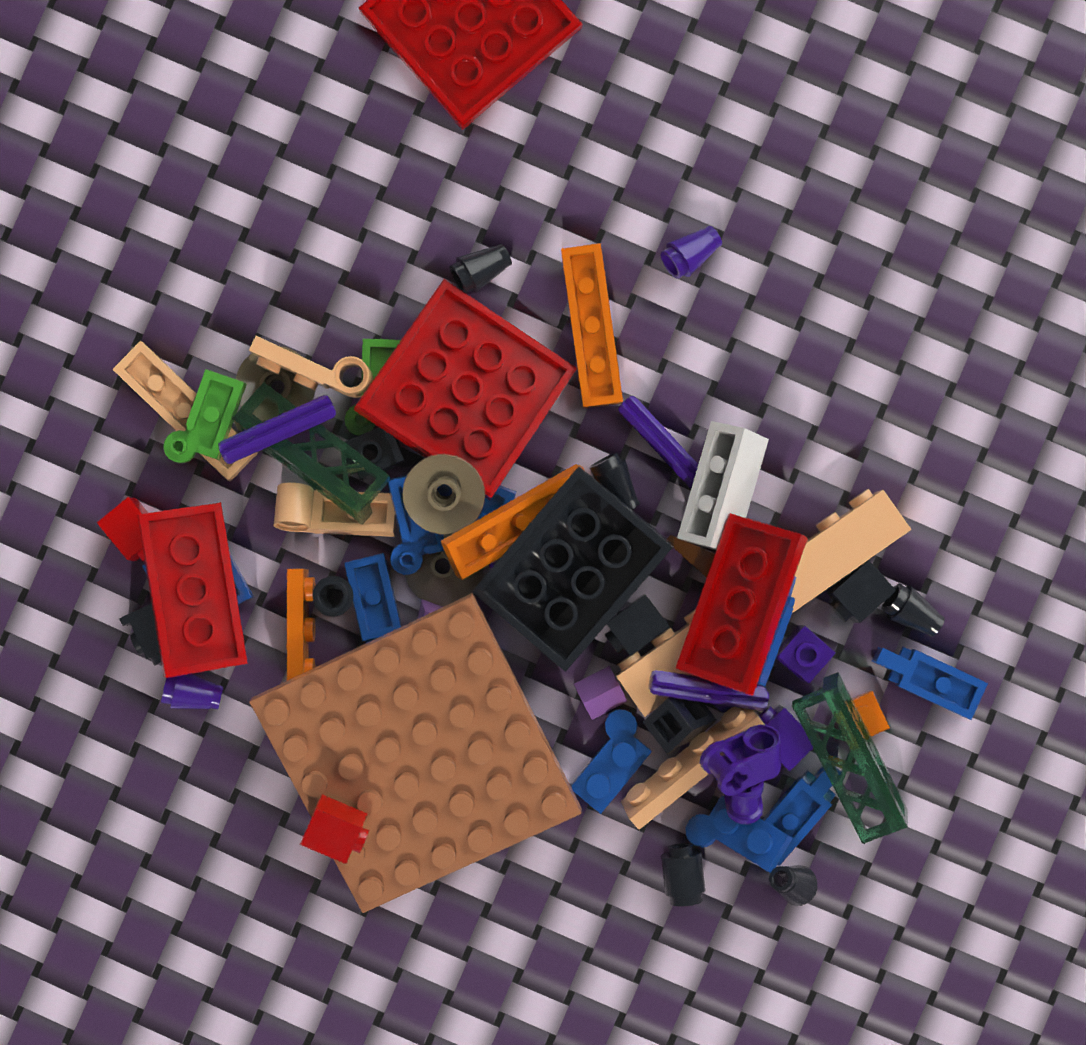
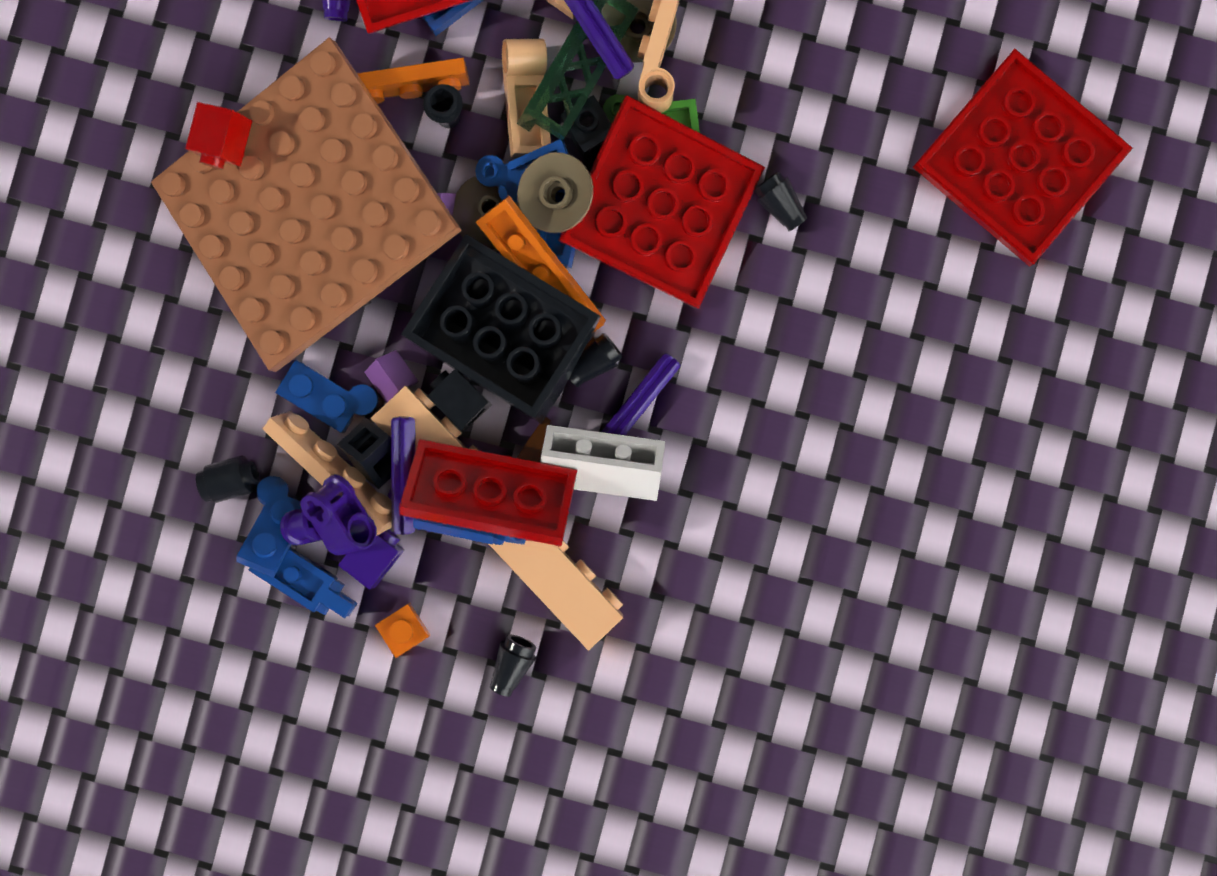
camera: 80 degrees right, 0 degrees up
(373, 596) = (451, 146): blue hinge -> none
(591, 326) = (741, 315): orange plate -> none
(689, 252) = (827, 400): dark purple cone -> none
(794, 883) = (232, 586): black cone -> none
(804, 653) = (453, 564): dark purple brick -> none
(859, 593) = (520, 610): black brick -> none
(862, 749) = (367, 635): clear green fence -> none
(932, 680) = (447, 693): blue hinge -> none

